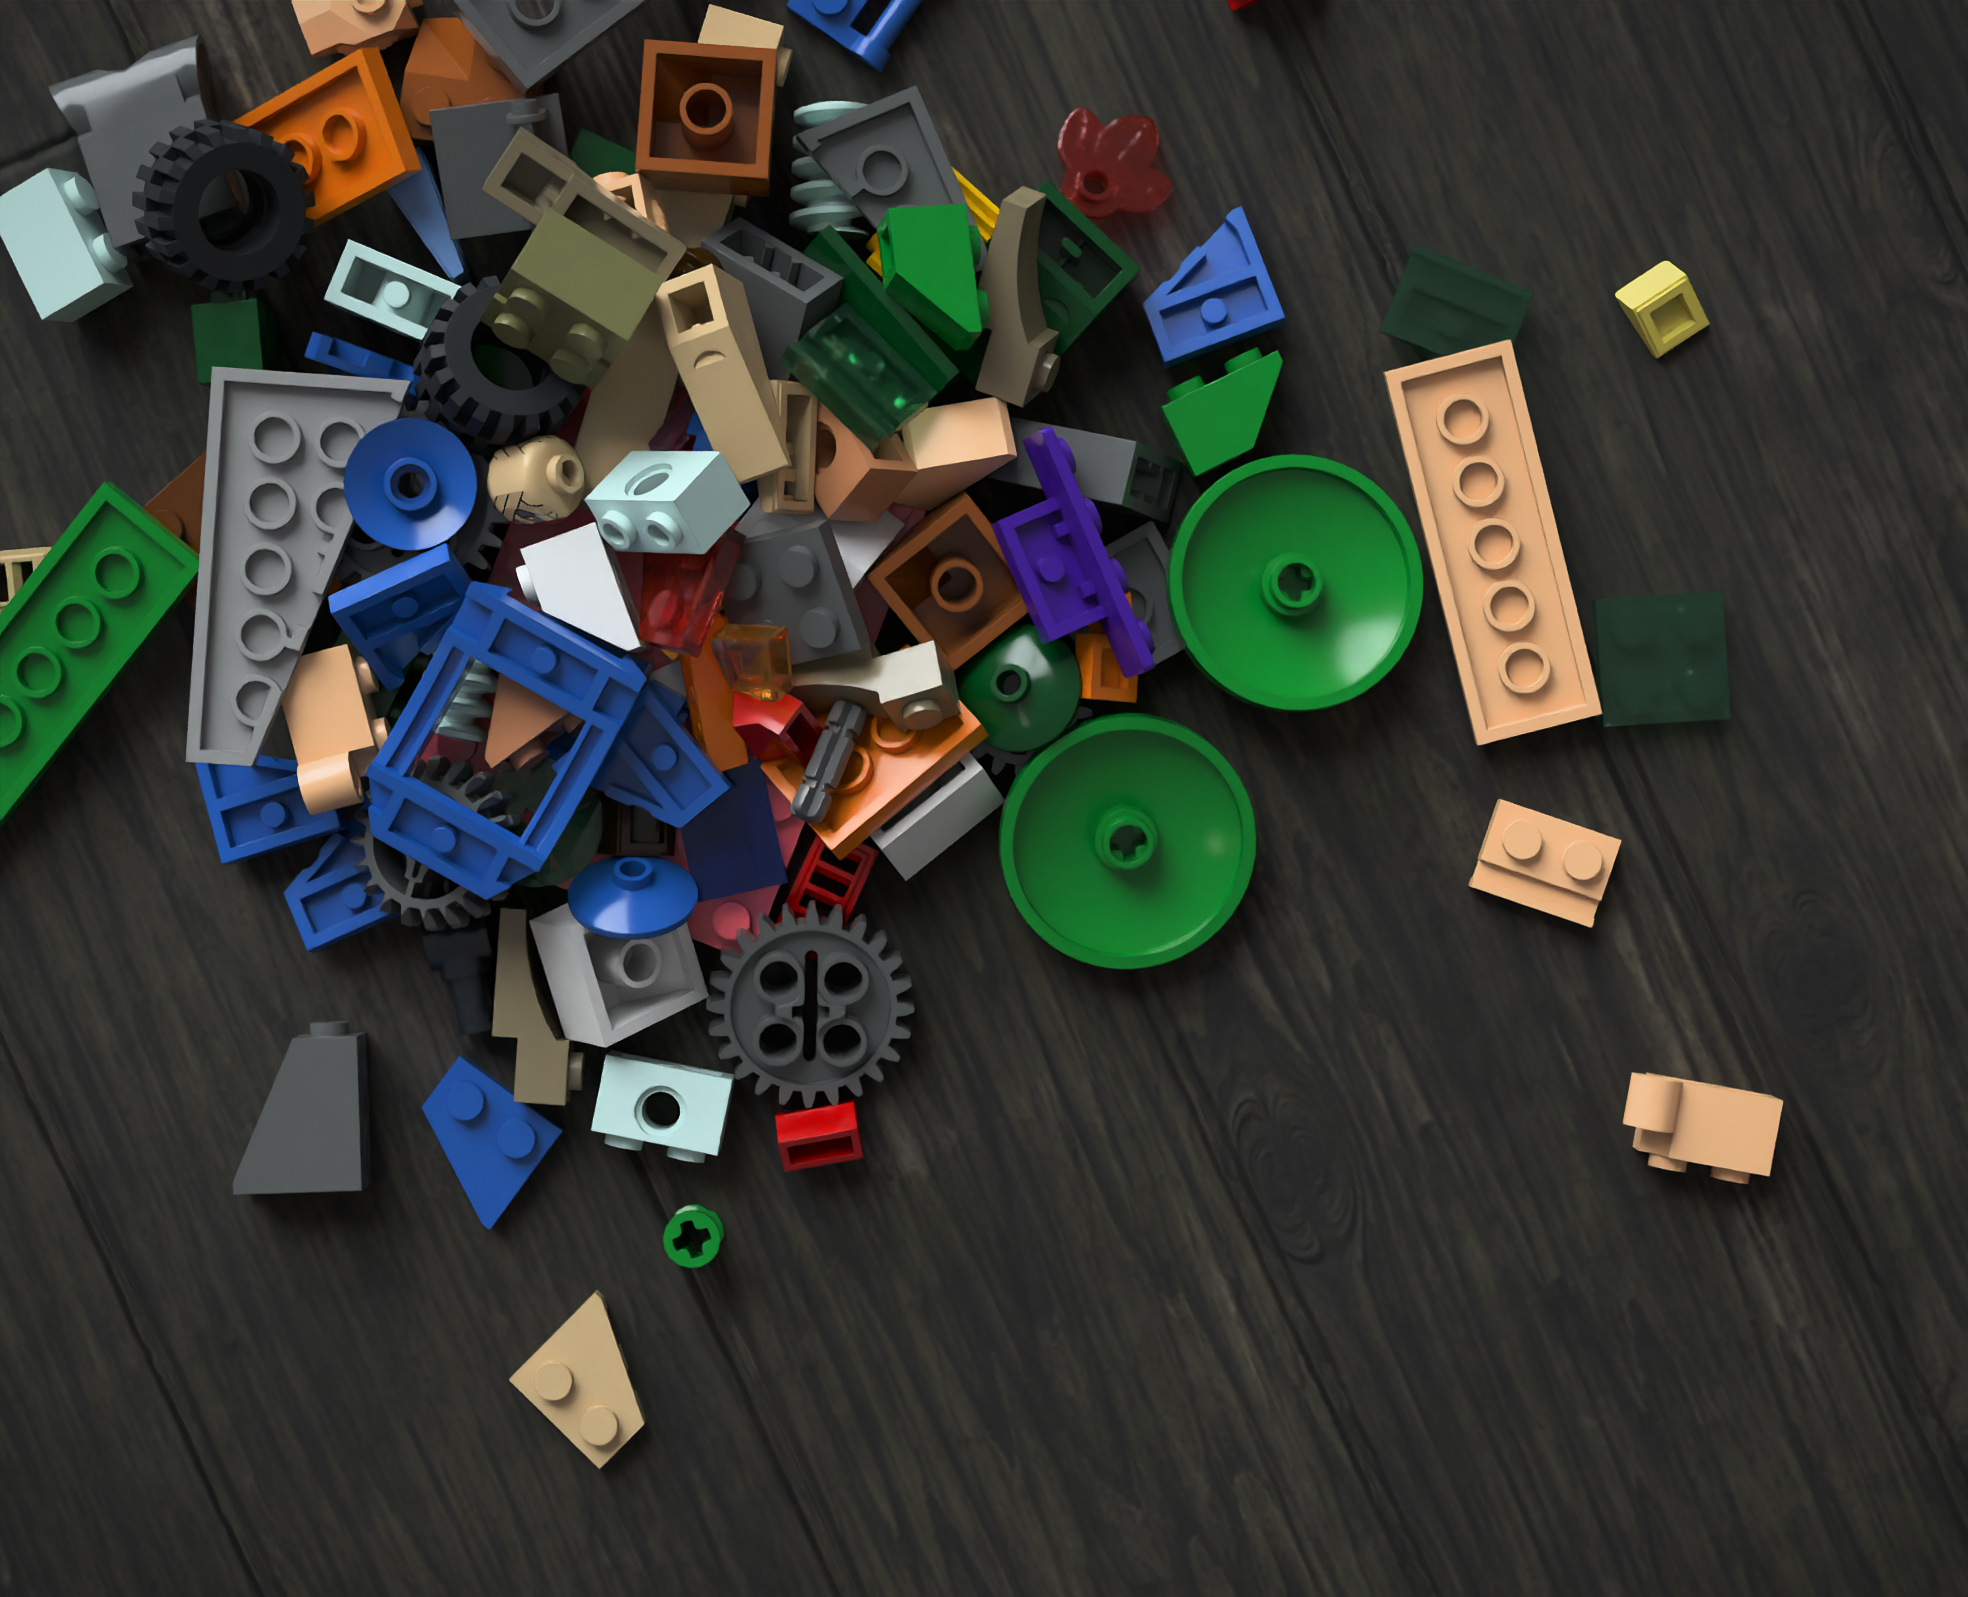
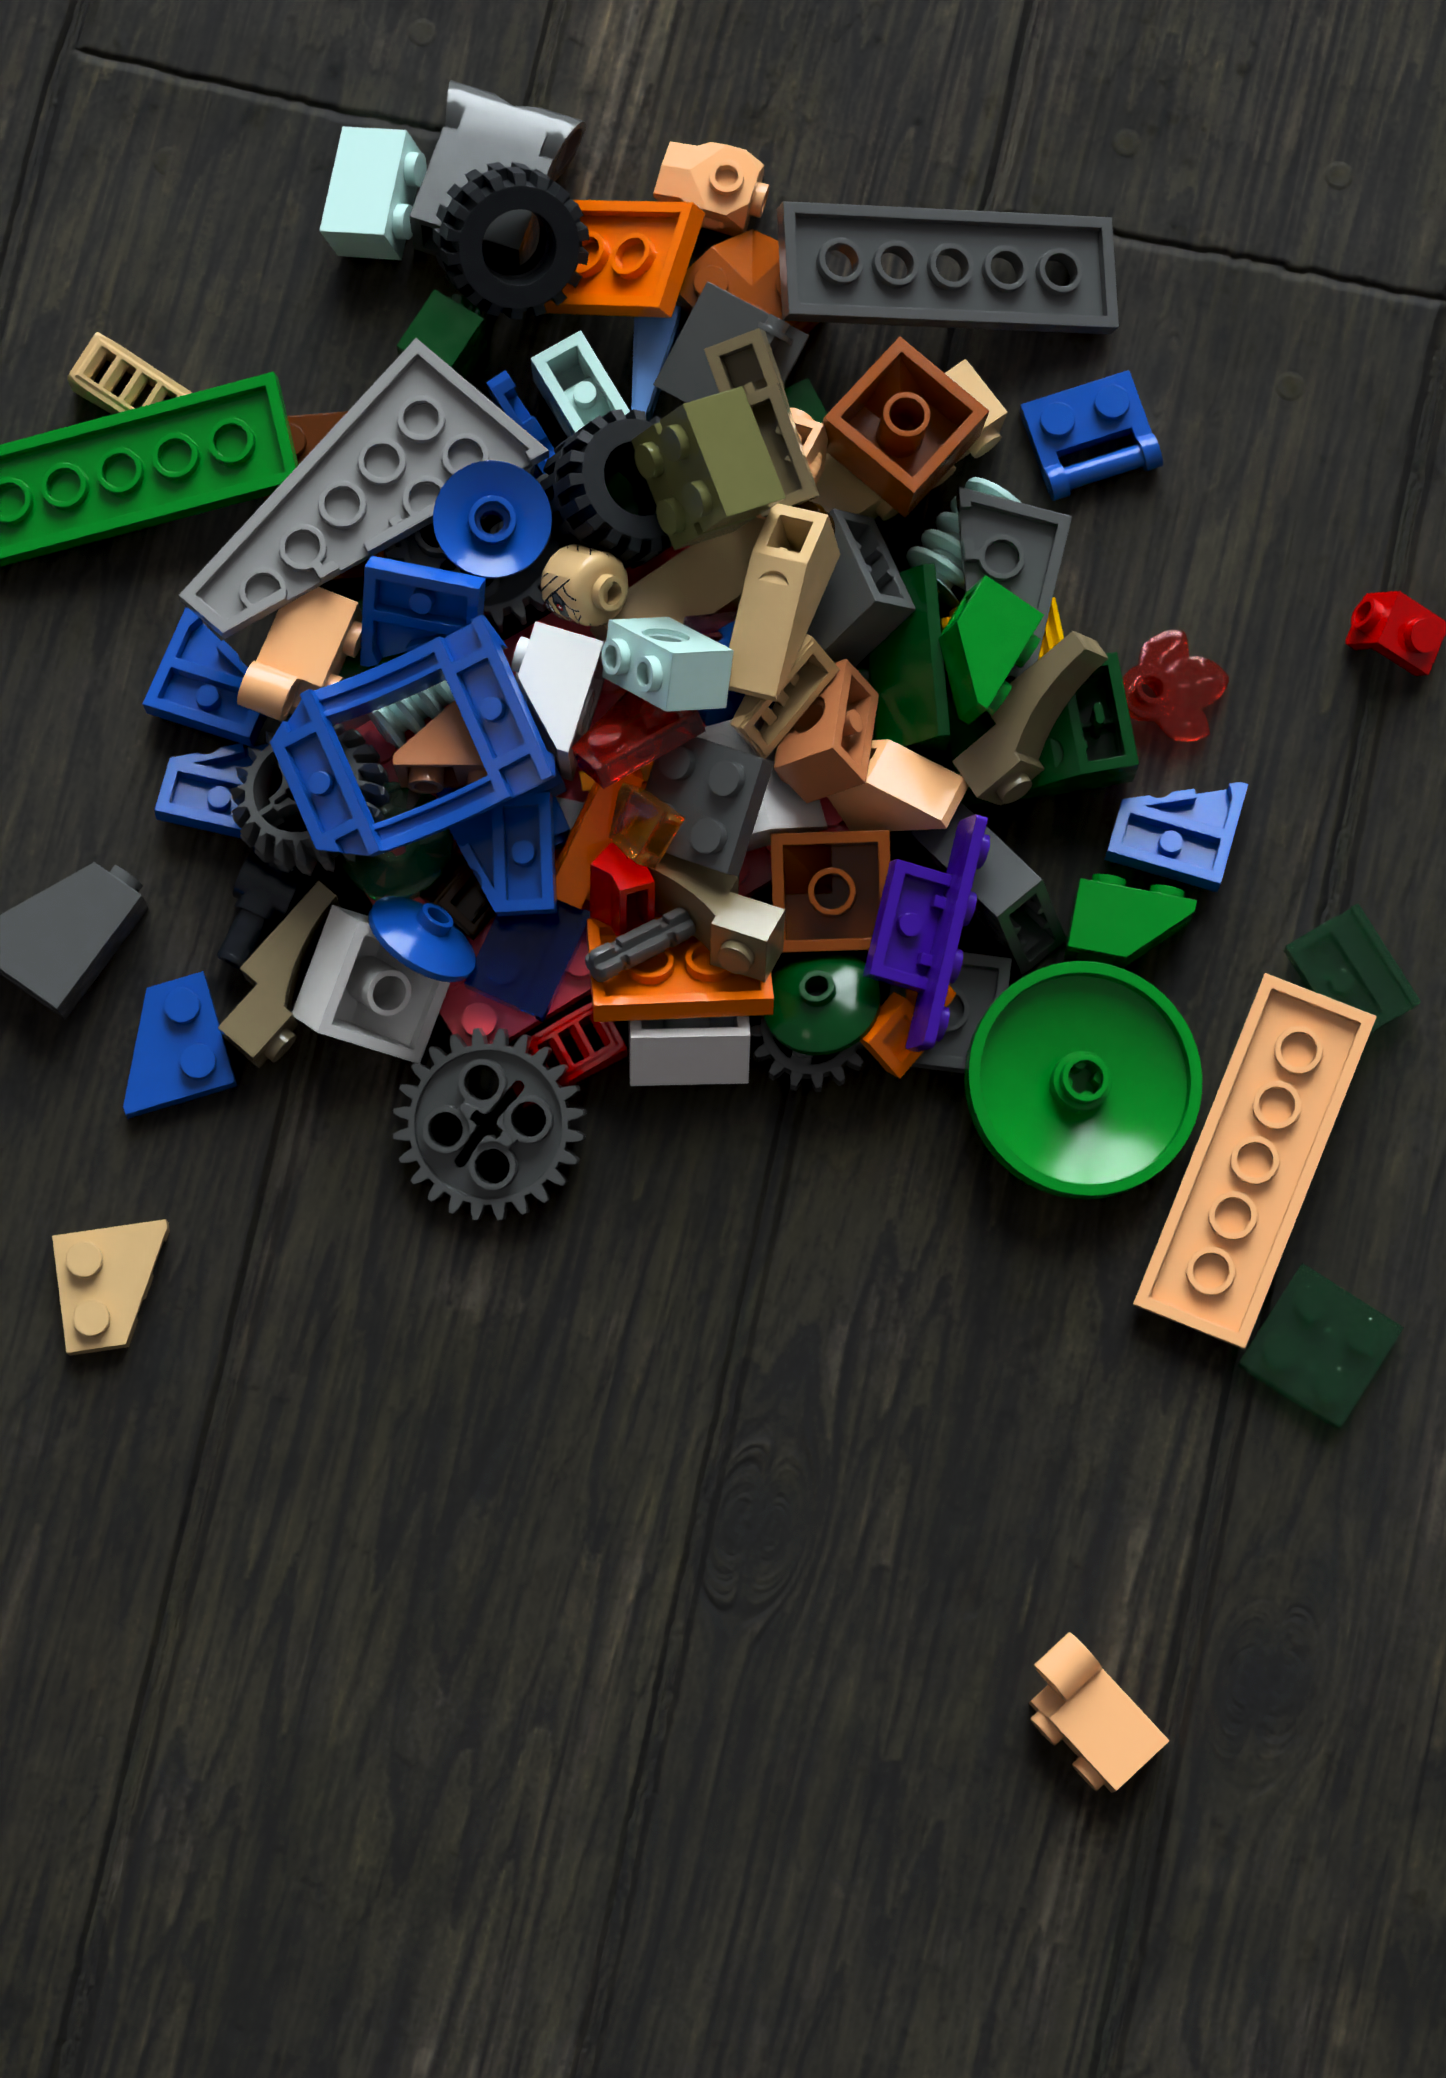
camera: 35 degrees right, 10 degrees down
(685, 1253) = (264, 1213): green bush -> none
(702, 1099) = (311, 1084): light aqua brick -> none
(819, 1135) = (428, 1215): red piece -> none
(858, 376) = (873, 684): clear green plate -> none
(1127, 841) = (816, 1176): green dish -> none
(1544, 863) = (1119, 1433): light nougat plate -> none

